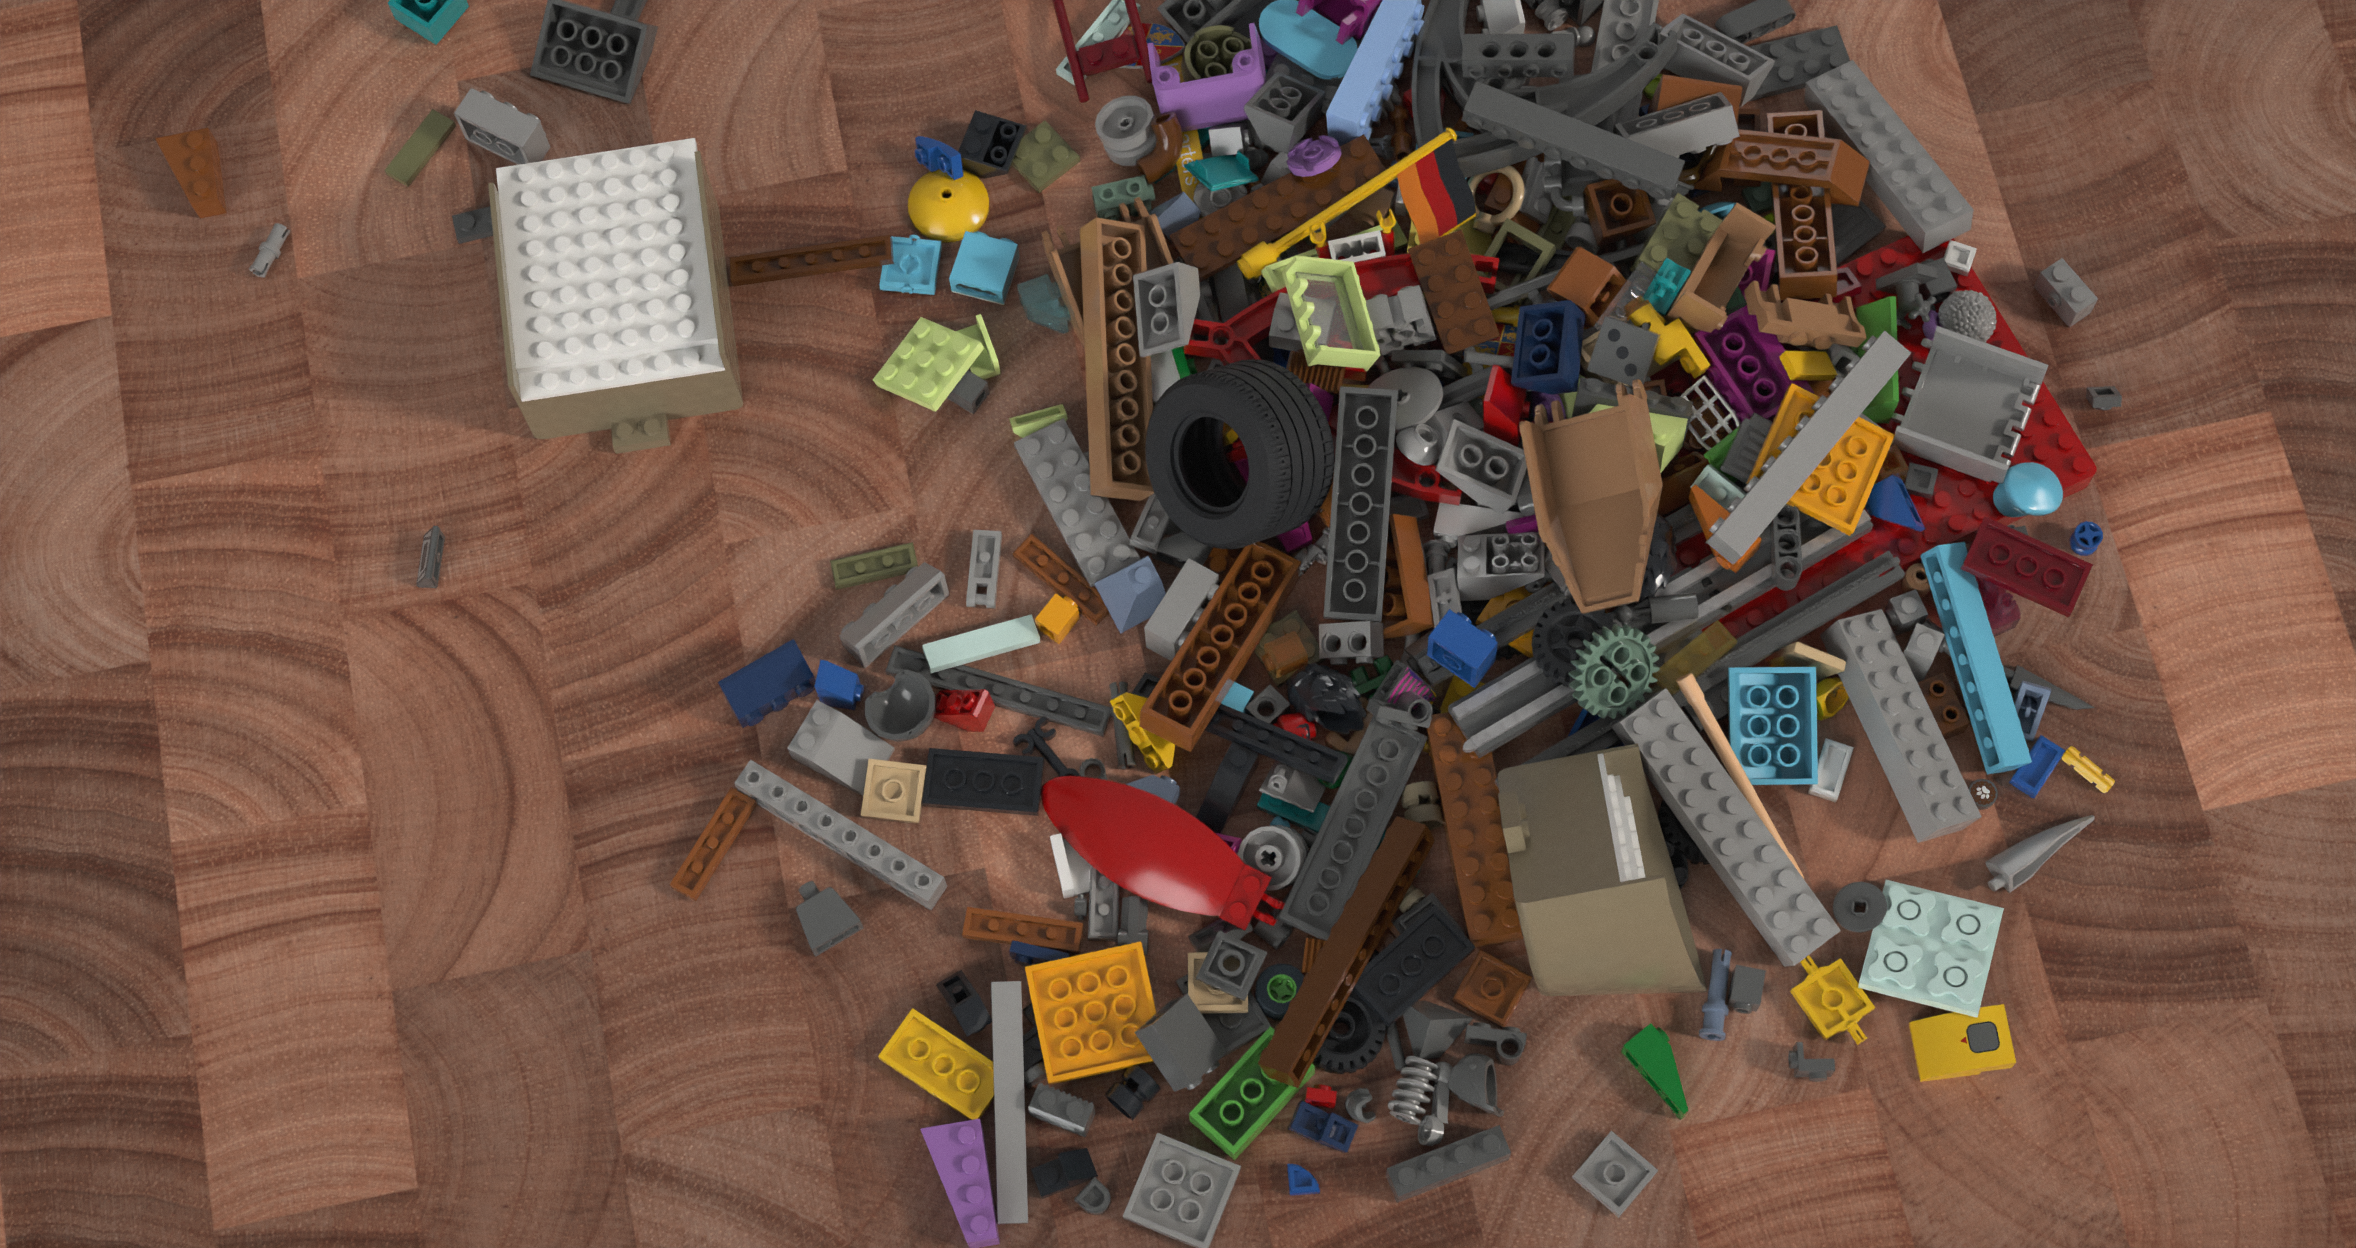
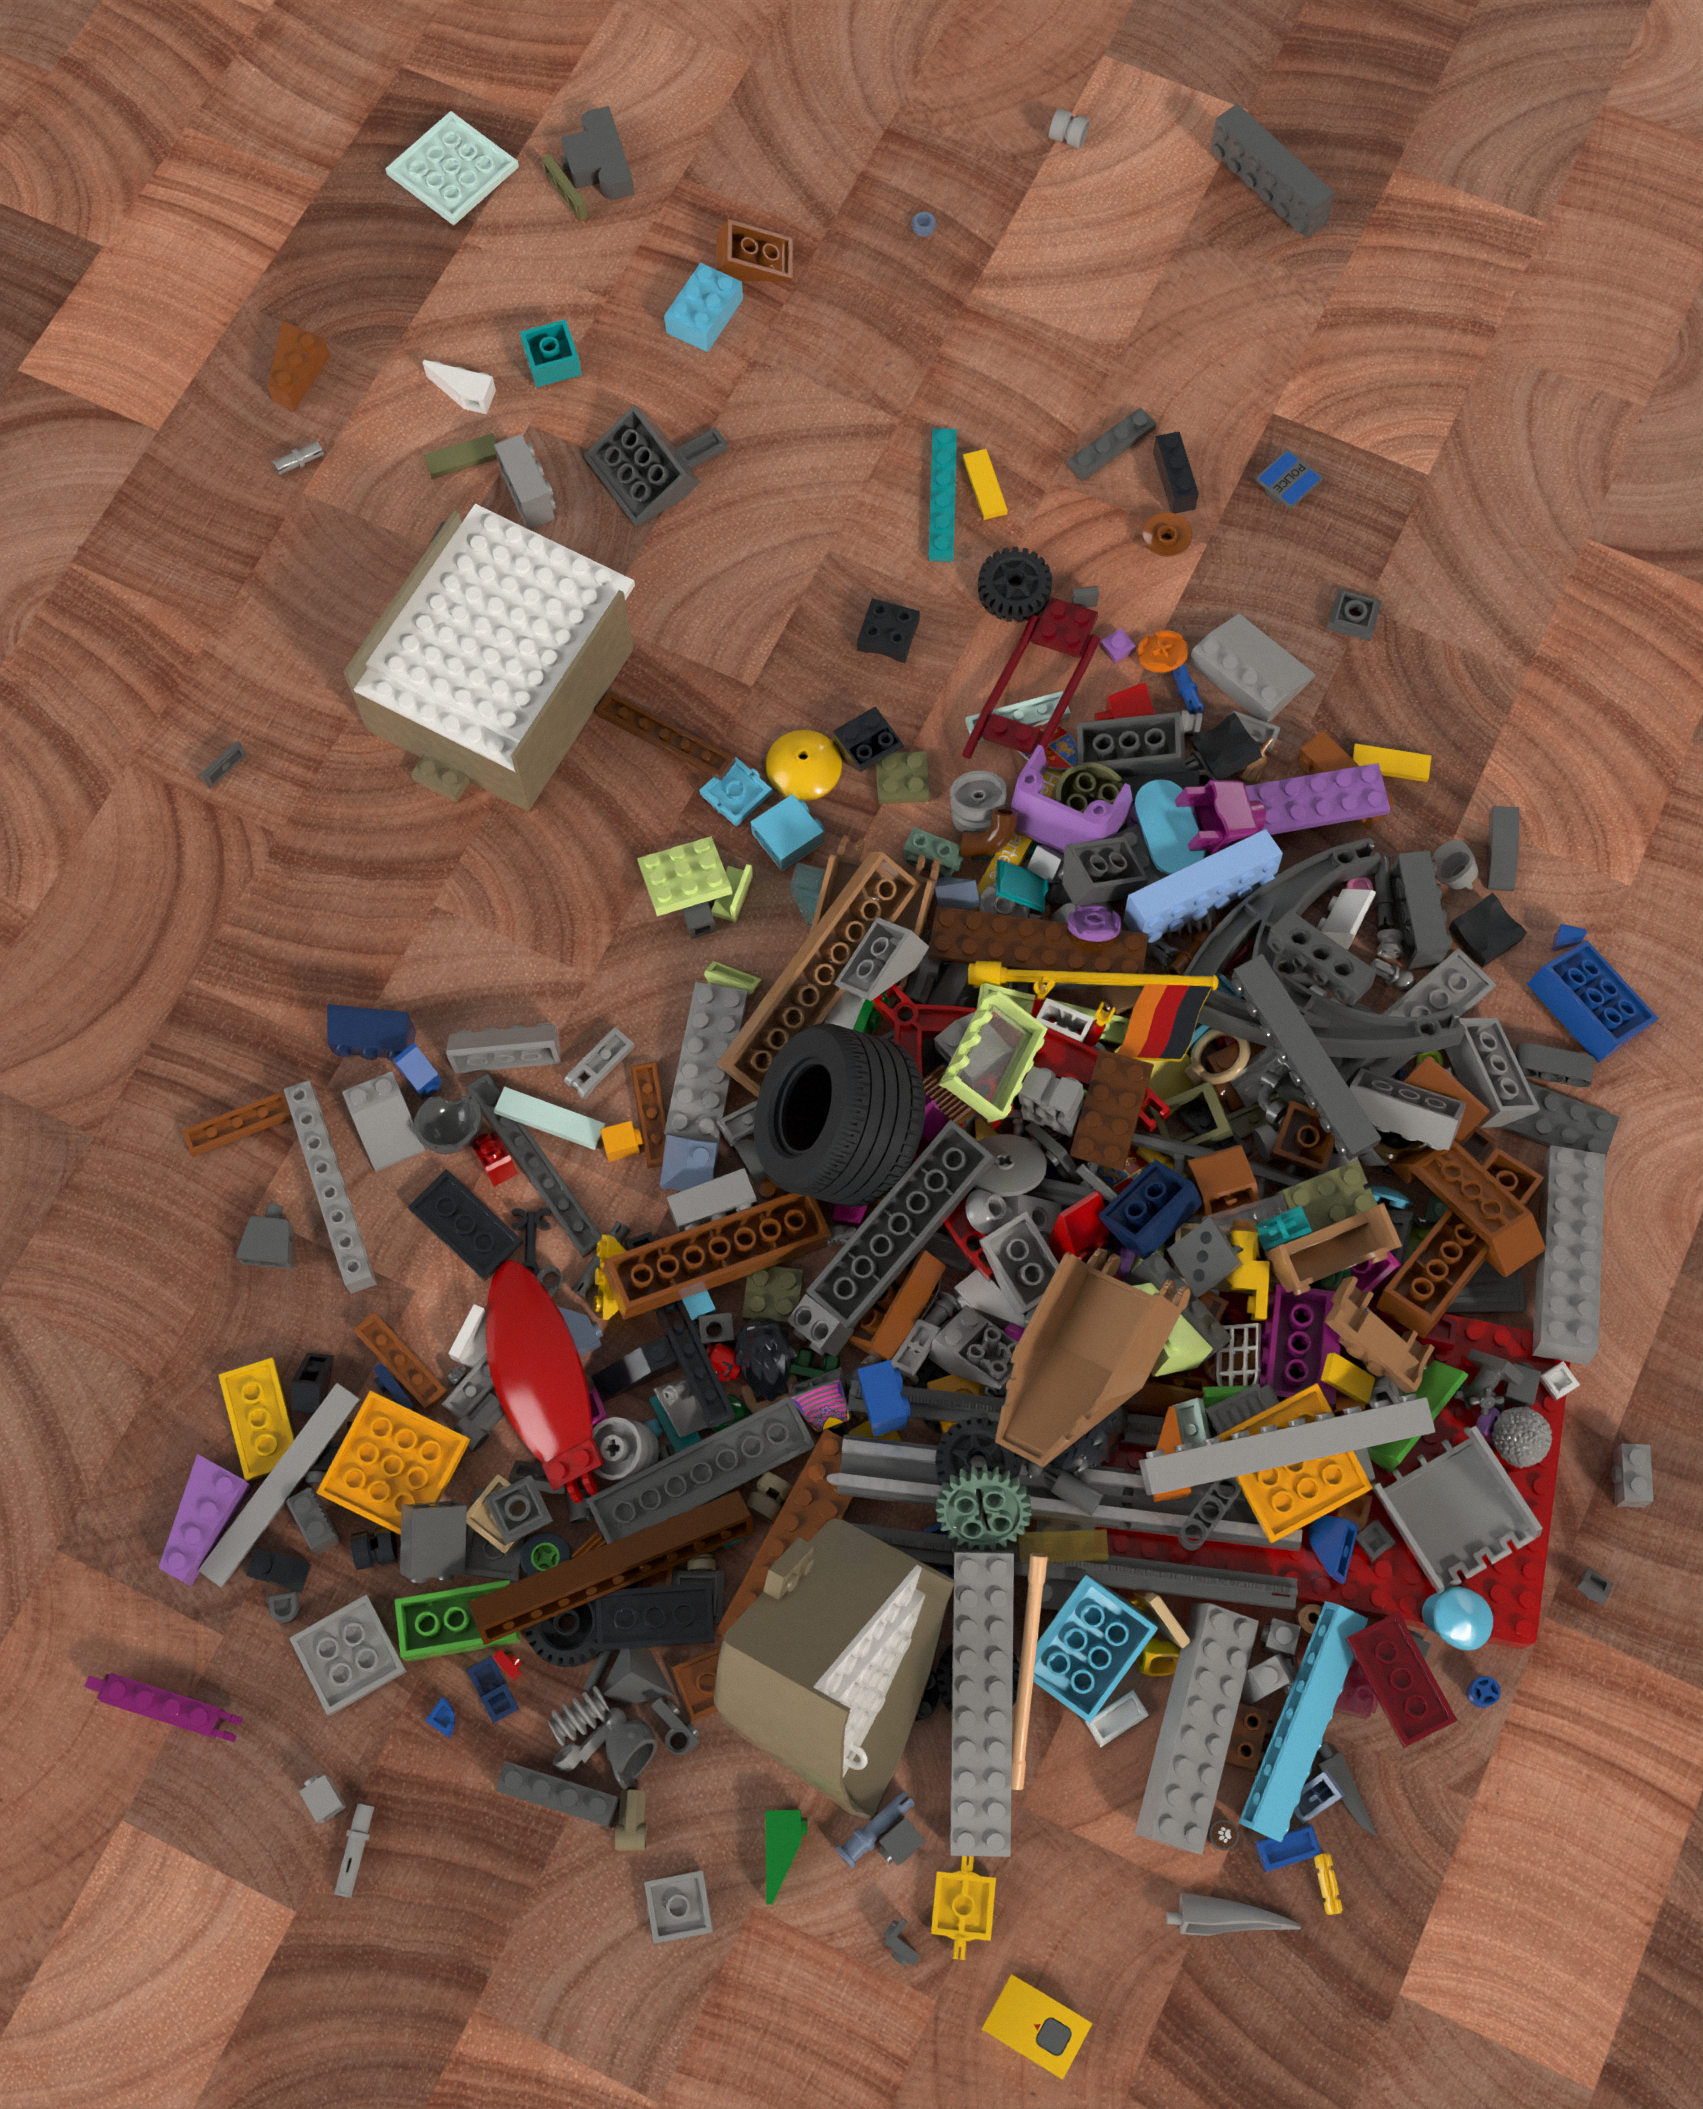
camera: 35 degrees right, 0 degrees up
(373, 86) = (467, 388): none -> white slope
(873, 565) = (523, 1000): olive tile -> none
(893, 791) = (394, 1182): tan plate -> none
(928, 41) = (888, 630): none -> black brick
(938, 155) = (820, 723): blue slope -> none
(1284, 654) = (760, 1298): clear orange brick -> none
(1355, 1102) = (531, 1688): dark grey arm -> none
(1401, 712) = (803, 1410): dark grey plate -> none
(1527, 1144) = (631, 1829): none -> dark tan piece
(1863, 895) = (1033, 1842): dark grey piece -> none
(1932, 949) = (1074, 1929): light aqua piece -> none

